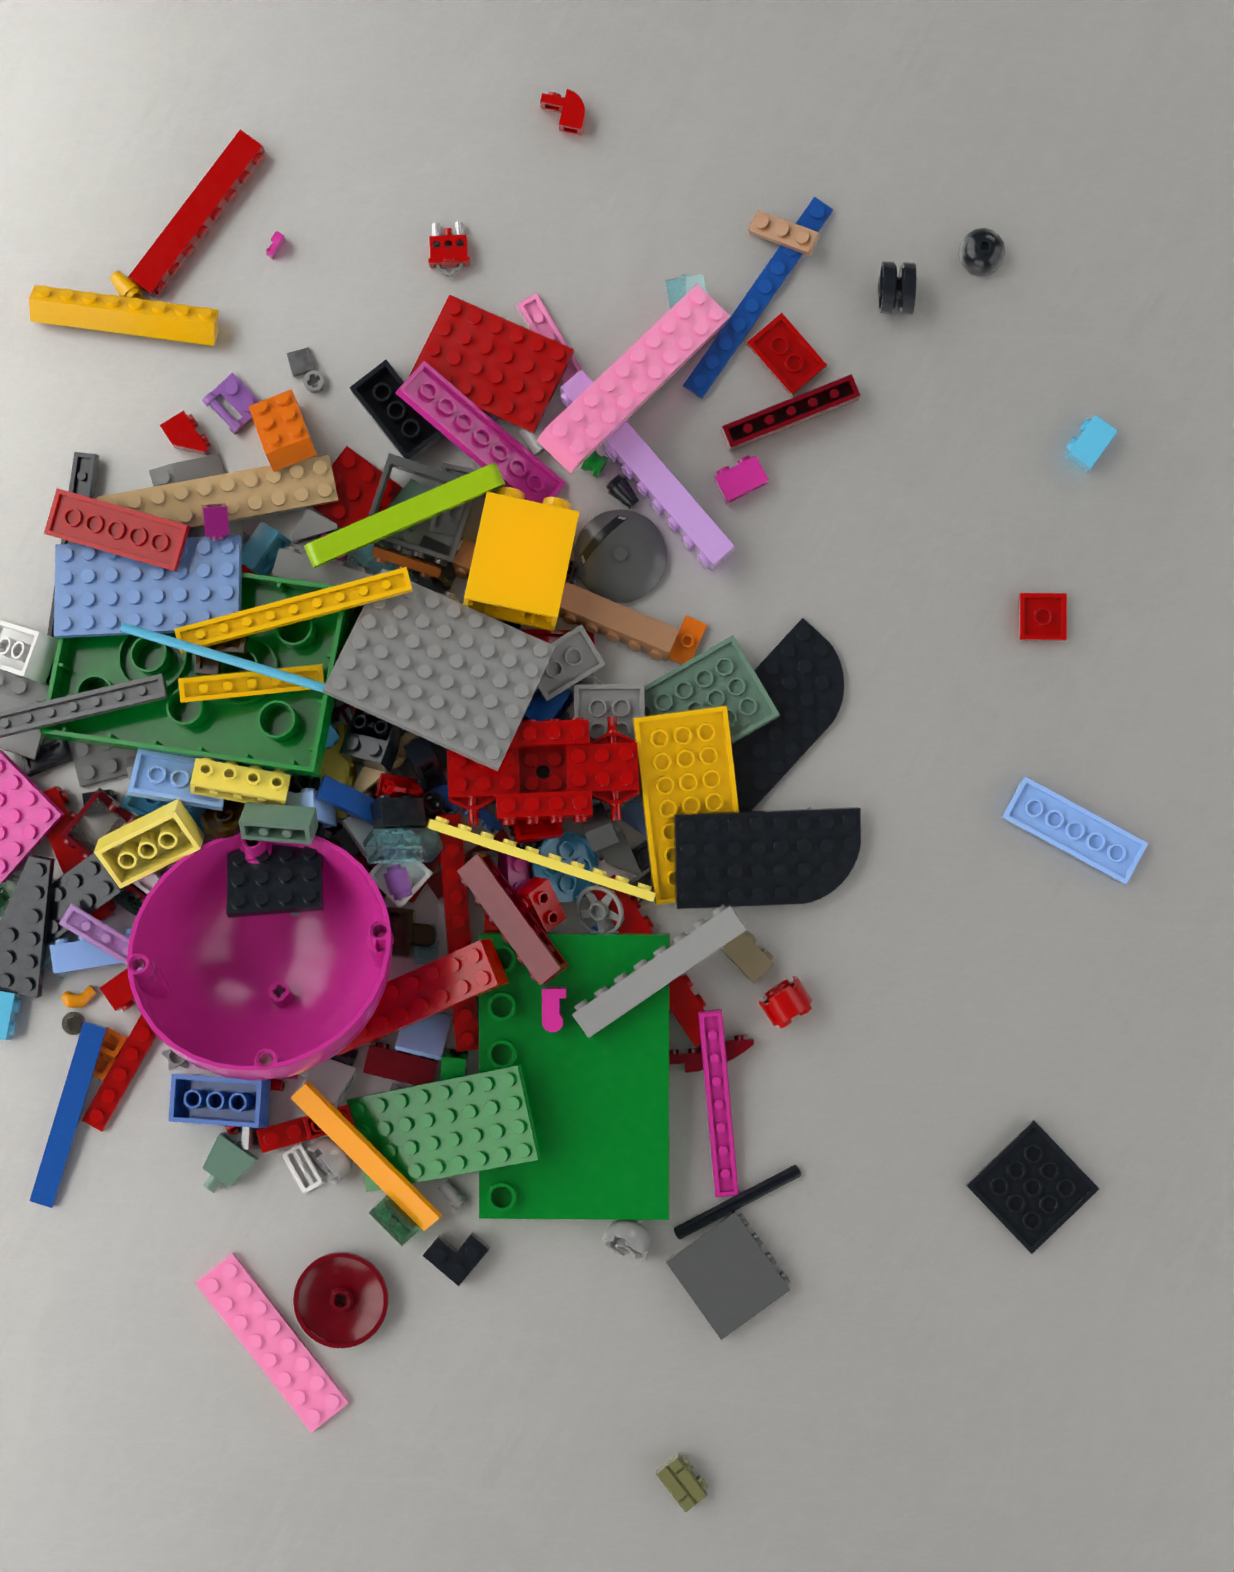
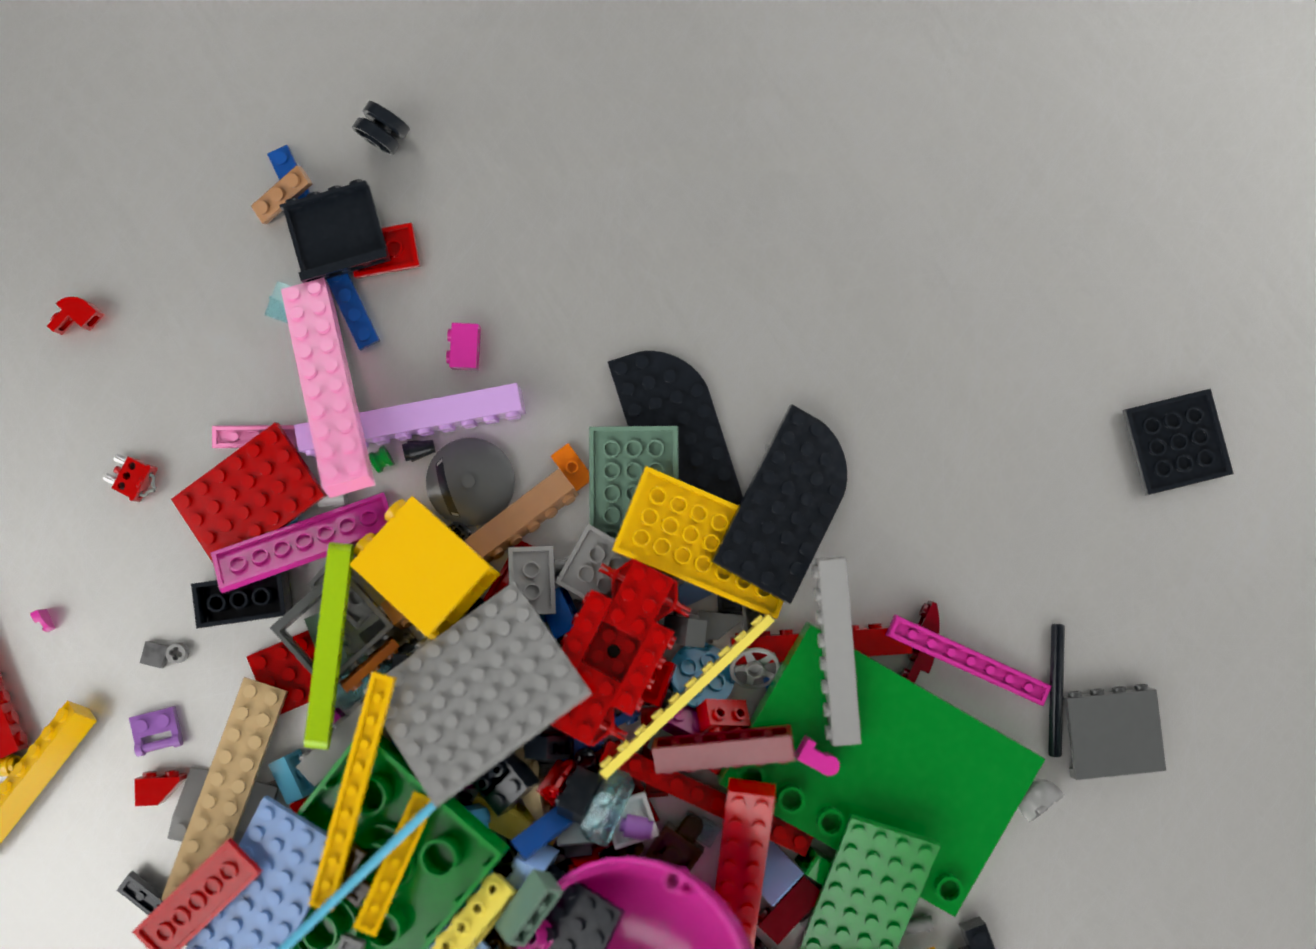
camera: 60 degrees left, 0 degrees up
(215, 521) = (239, 811): magenta brick -> none
(282, 430) = (199, 705): orange brick -> none
(312, 527) = (295, 725): light grey slope -> none
(682, 1482) = (1263, 868): olive brick -> none
(748, 956) = (864, 565): dark tan brick -> none
(778, 302) = (336, 231): none -> black panel
(786, 1002) = (917, 557): red brick -> none
(790, 413) = (433, 274): dark red brick -> none
(981, 252) = (392, 45): black cylinder -> none
(1043, 616) = (718, 167): red plate -> none
(1074, 830) = (907, 241): light blue plate -> none
(1091, 442) = (599, 46): medium azure brick -> none

